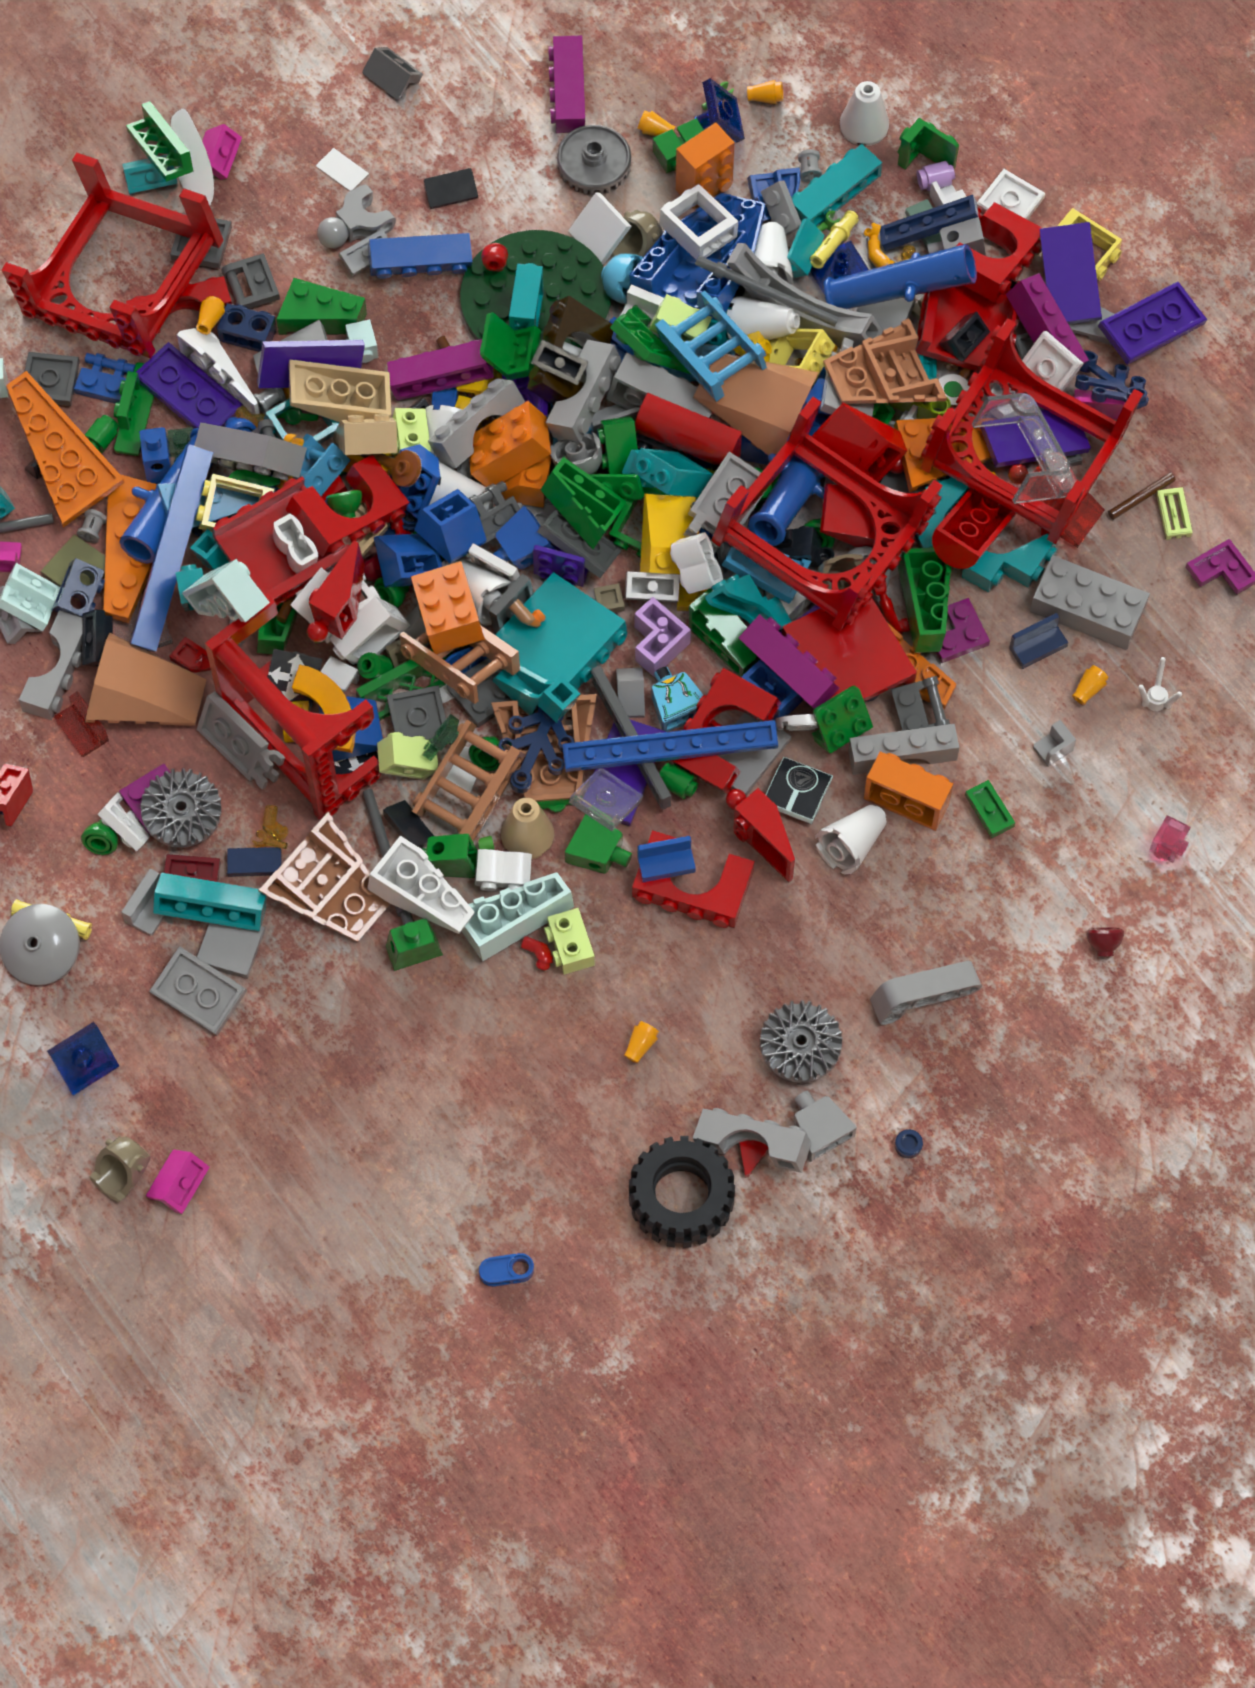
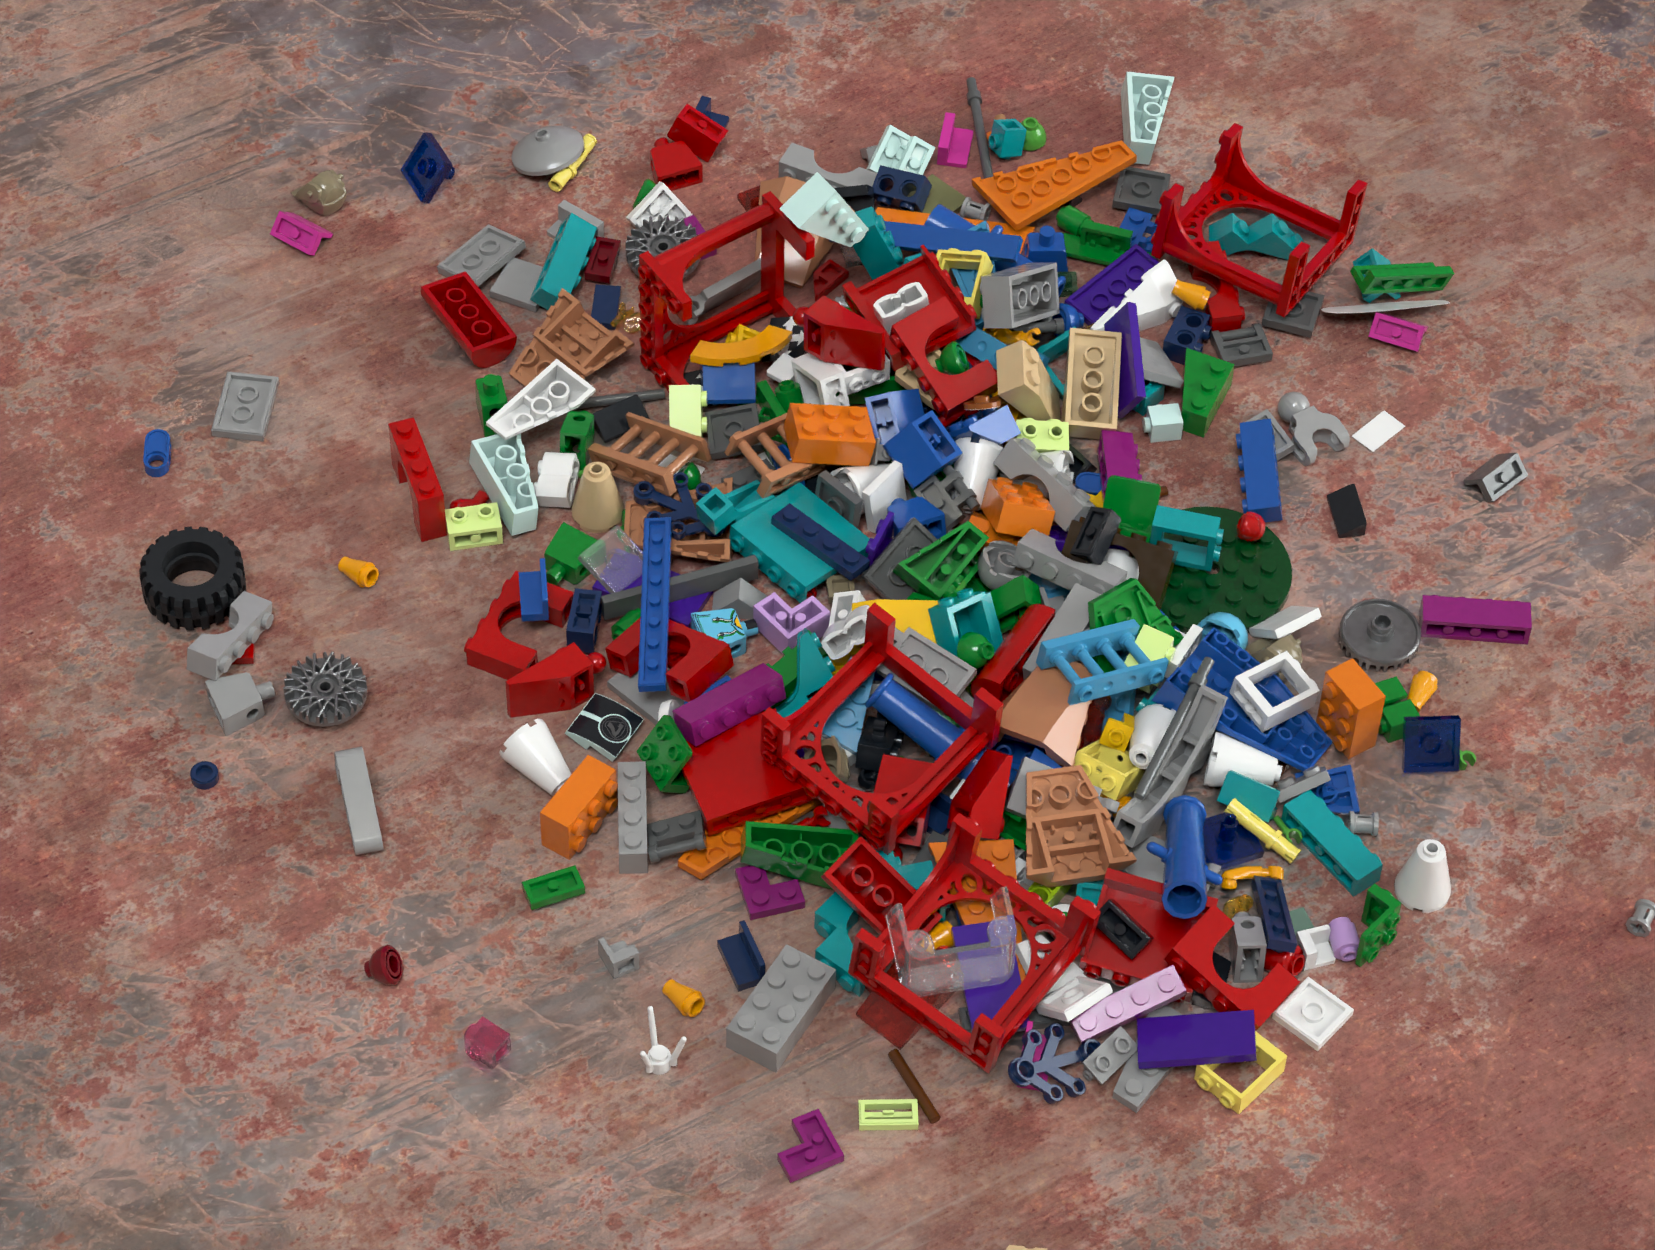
camera: 95 degrees right, 15 degrees down
(50, 818) = (675, 164): none -> red torso
(112, 269) = (1265, 236): none -> teal arch
(295, 983) = (470, 319): none -> red brick
(430, 1194) = (245, 406): none -> light grey tile
(444, 735) = (692, 424): clear green plate -> none
(501, 1000) = (415, 467): none -> red arch
(525, 615) = (817, 506): medium nougat arm -> none
(567, 613) = (820, 542): none -> dark blue plate
(682, 818) = (584, 619): none -> dark blue brick
(699, 457) = (975, 649): none -> green brick
(767, 92) = (1462, 797): light orange cone -> none
(1094, 344) = (1109, 1056): none -> light grey hinge
(1152, 322) = (1134, 1123): dark purple tile -> none

